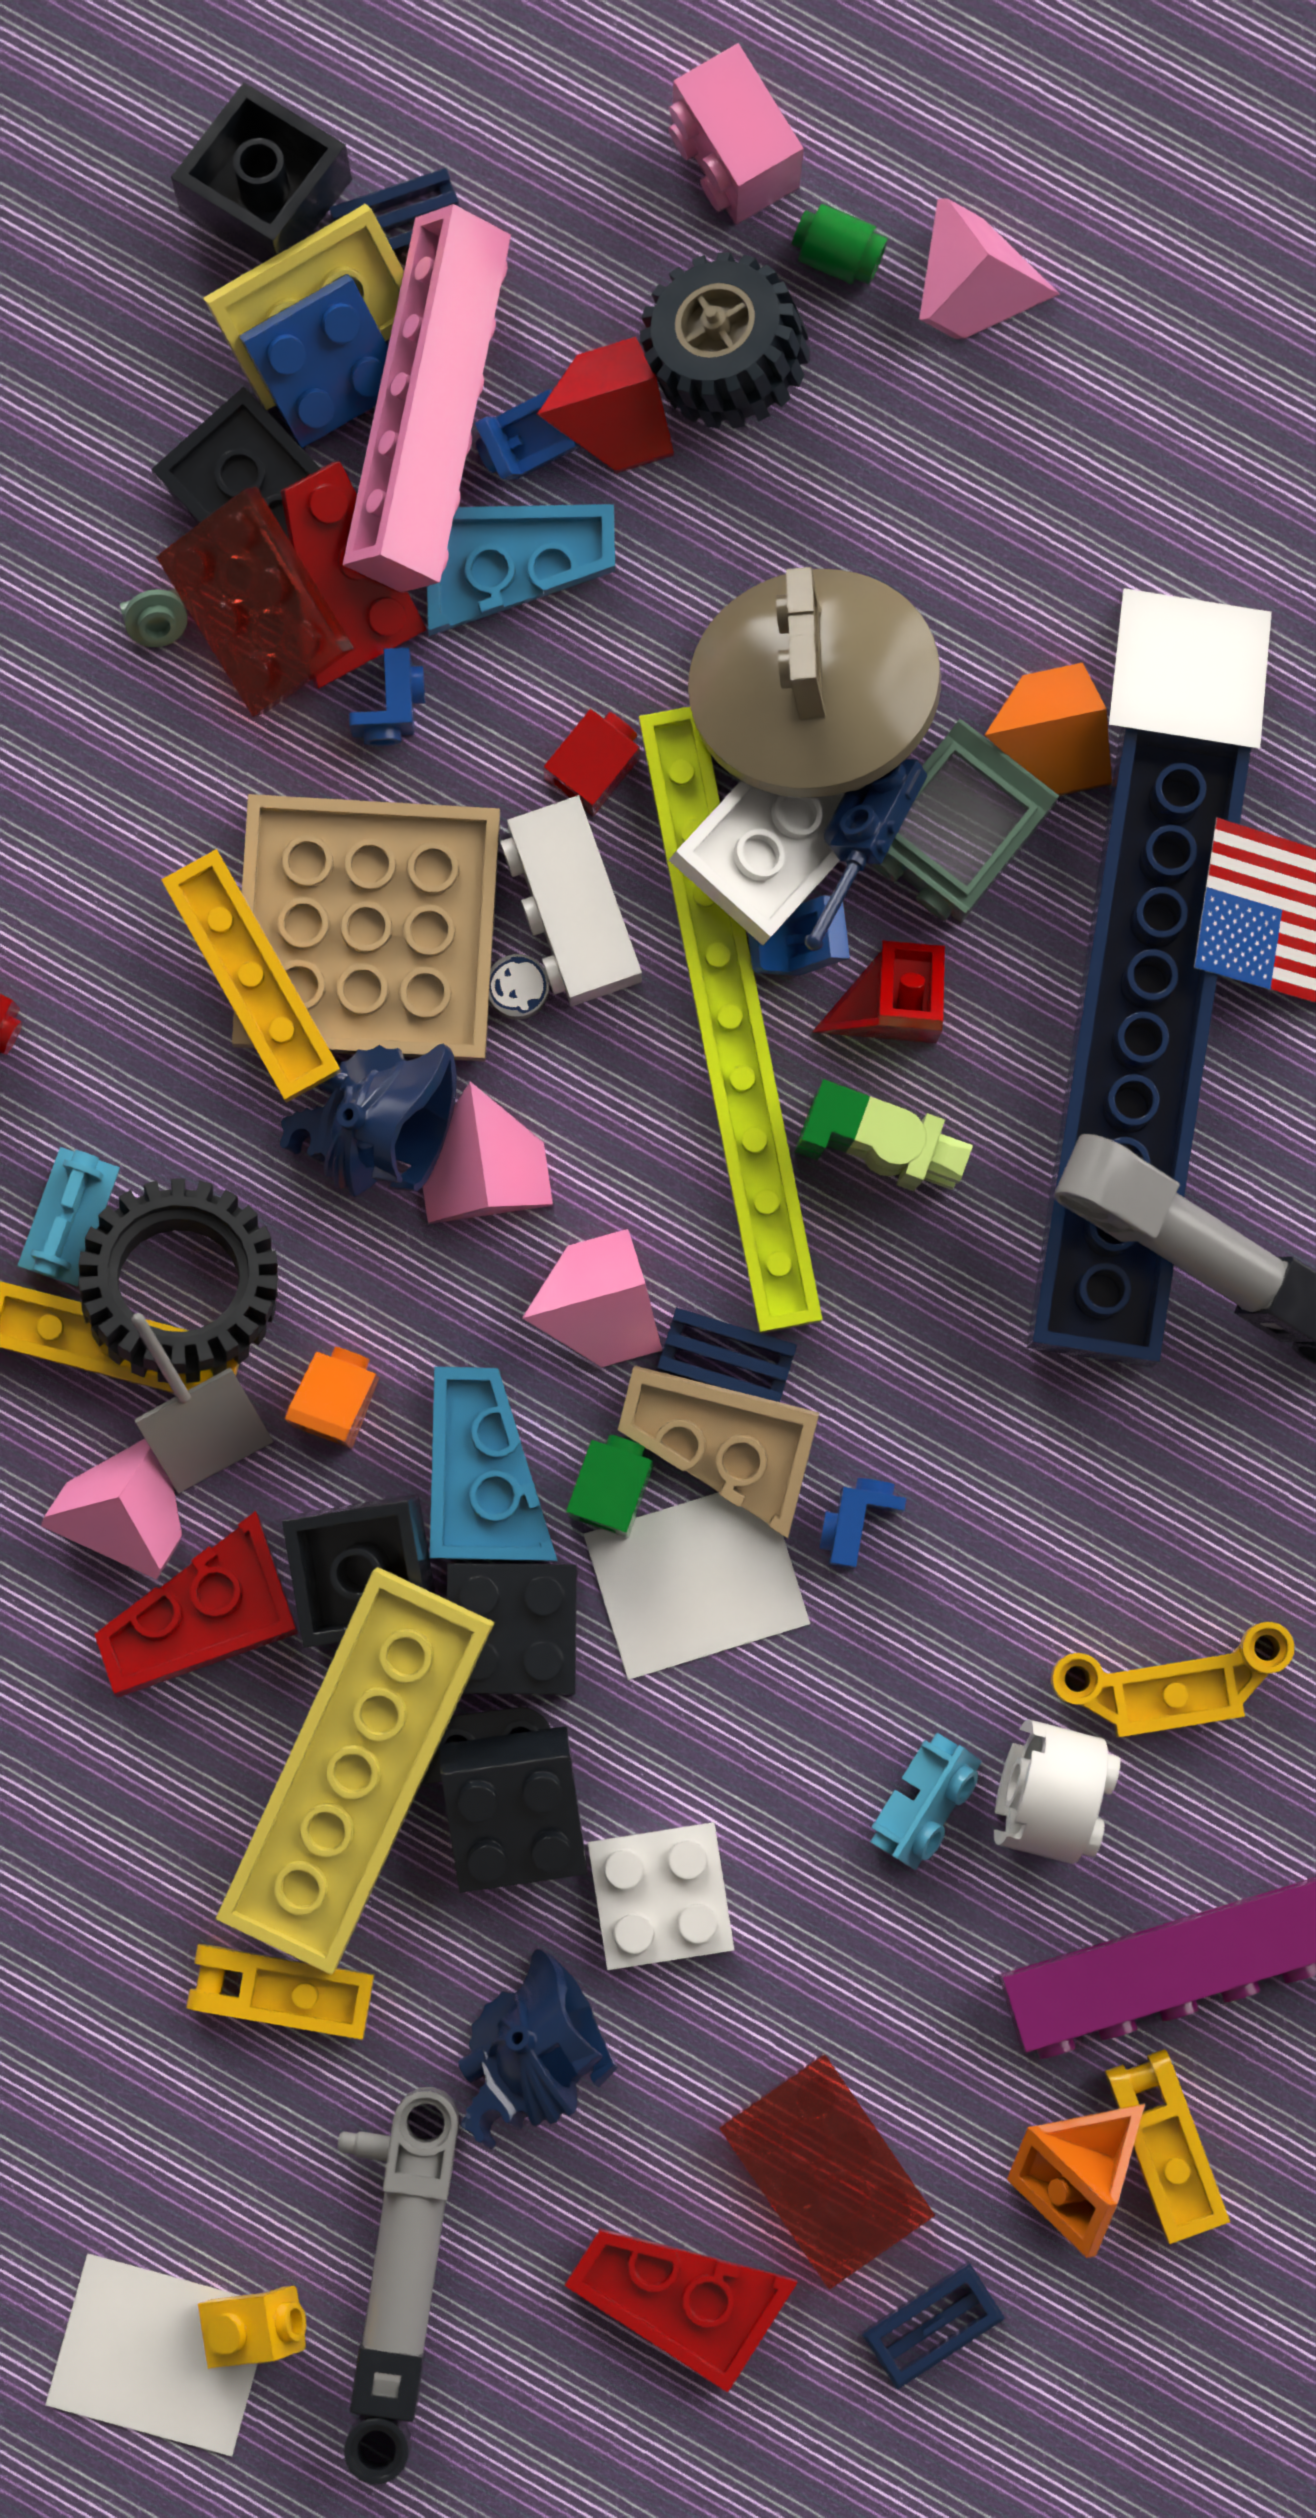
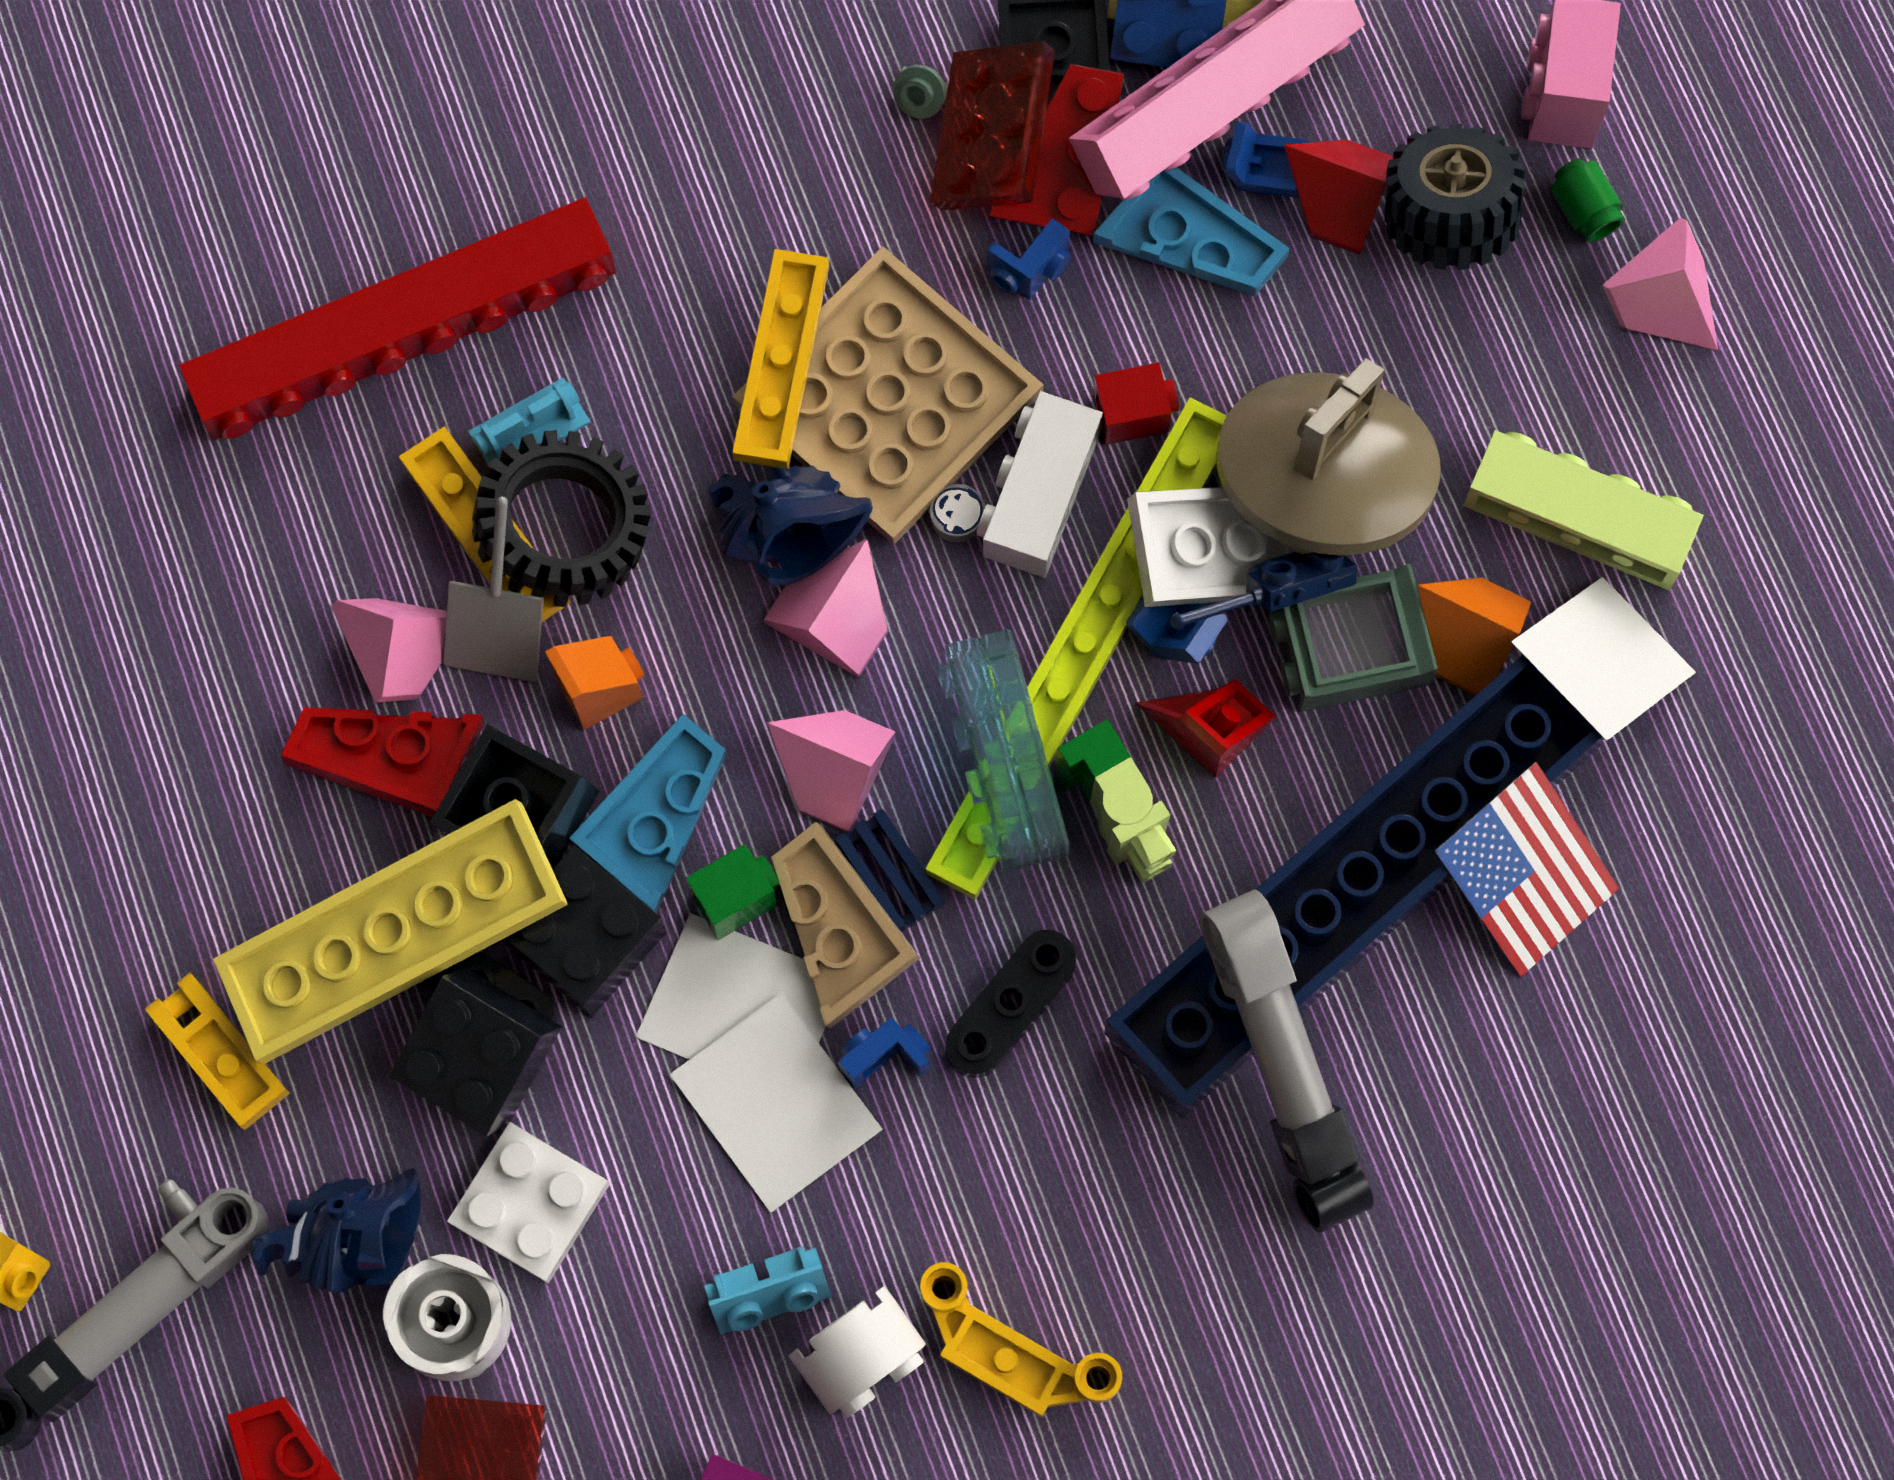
camera: 45 degrees right, 10 degrees down
(717, 2066) = (436, 1286): none -> white brick
(748, 1173) = (1005, 750): none -> clear light blue brick
(796, 1636) = (775, 1102): none -> white sticker
(920, 1416) = (1003, 1027): none -> black plate
(1063, 542) = (1583, 509): none -> yellowish green brick

